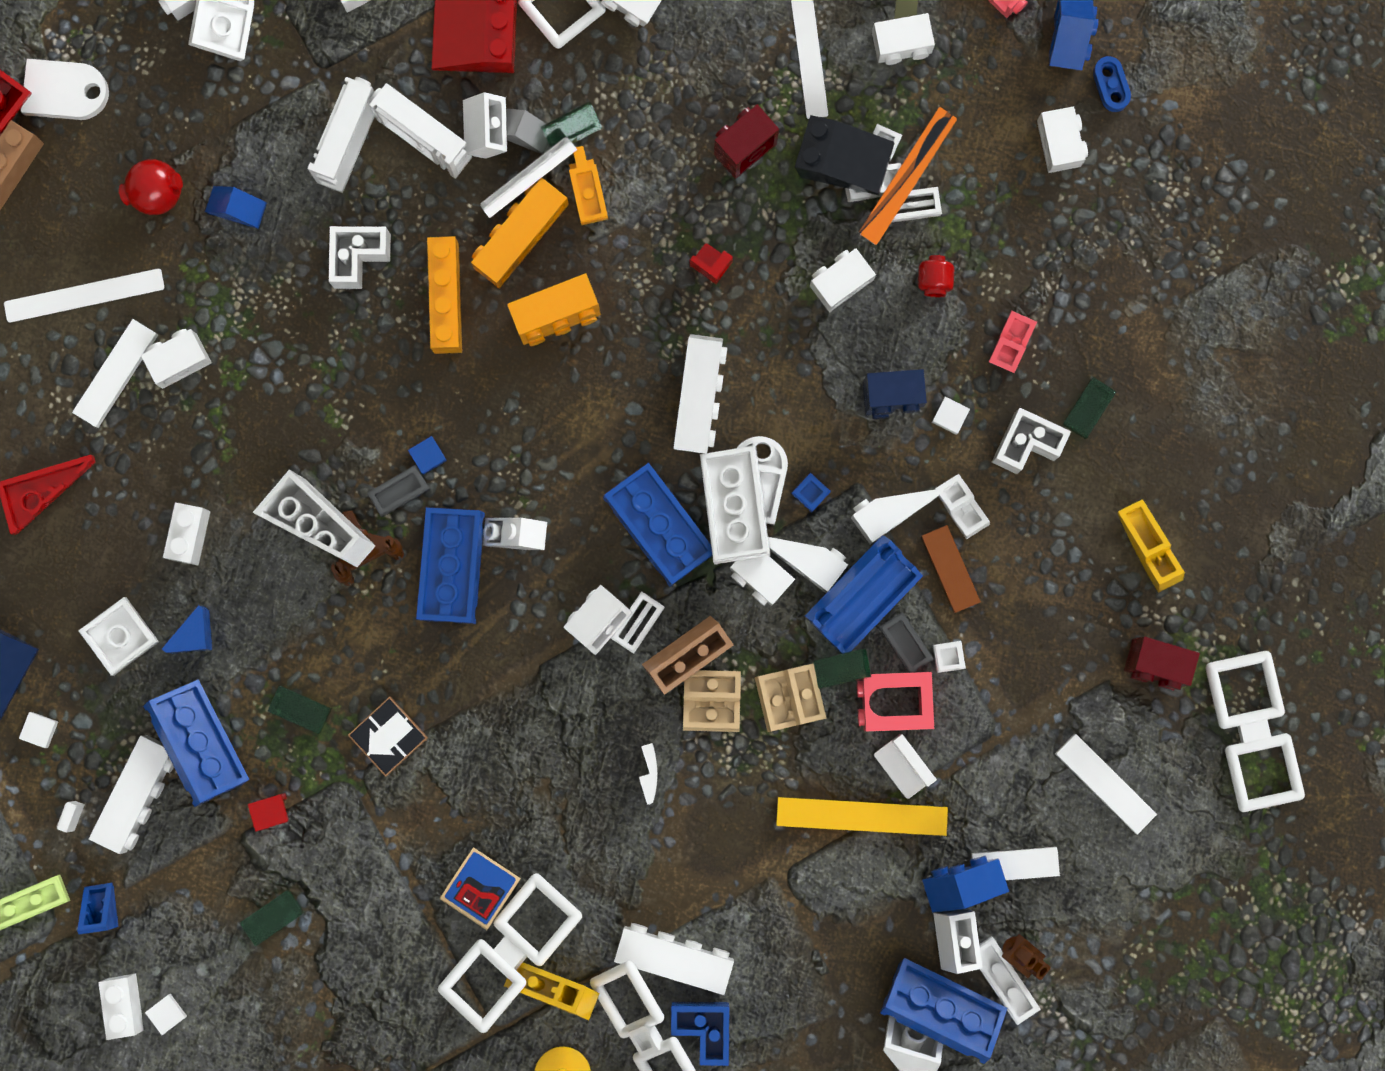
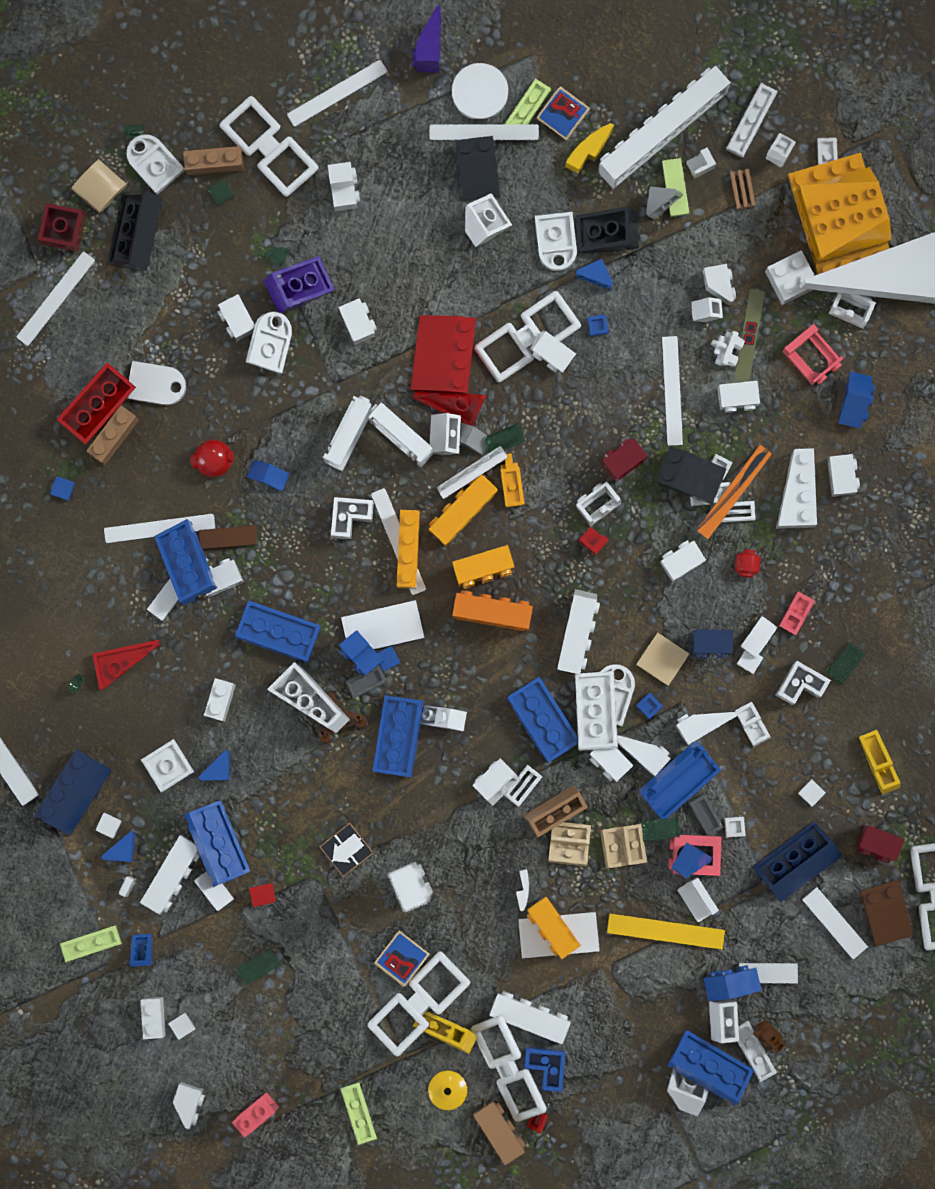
camera: 10 degrees right, 0 degrees up
(60, 763) = (122, 850): none -> blue slope
(121, 338) = (185, 562): none -> blue gear
(183, 300) = (228, 537): none -> reddish brown tile
(203, 819) = (217, 895): none -> white slope
(264, 429) = (278, 631): none -> blue gear
(299, 709) = (287, 826): clear green tile -> none
(380, 443) = (361, 653): none -> blue brick
(416, 411) = (386, 625): none -> white tile
(418, 264) = (392, 528): none -> white sticker
(476, 780) = (410, 886): none -> white brick
(508, 81) = (459, 404): none -> red wing
(572, 373) = (491, 611): none -> orange brick
(696, 826) = (552, 928): none -> light orange wedge
(706, 834) = (581, 925): none -> white tile
(712, 191) = (598, 491): none -> white window
(825, 423) = (662, 659): none -> tan tile
(889, 710) = (690, 860): none -> blue slope
(950, 569) = (740, 766): dark orange tile -> none
(960, 380) = (758, 637): none -> white slope
(1002, 177) = (799, 493): none -> white wedge
(1044, 699) = (797, 861): none -> dark blue slope
(1056, 598) = (811, 793): none -> white tile
(1112, 85) = (882, 439): blue plate -> none
(1179, 761) = (886, 912): none -> reddish brown slope

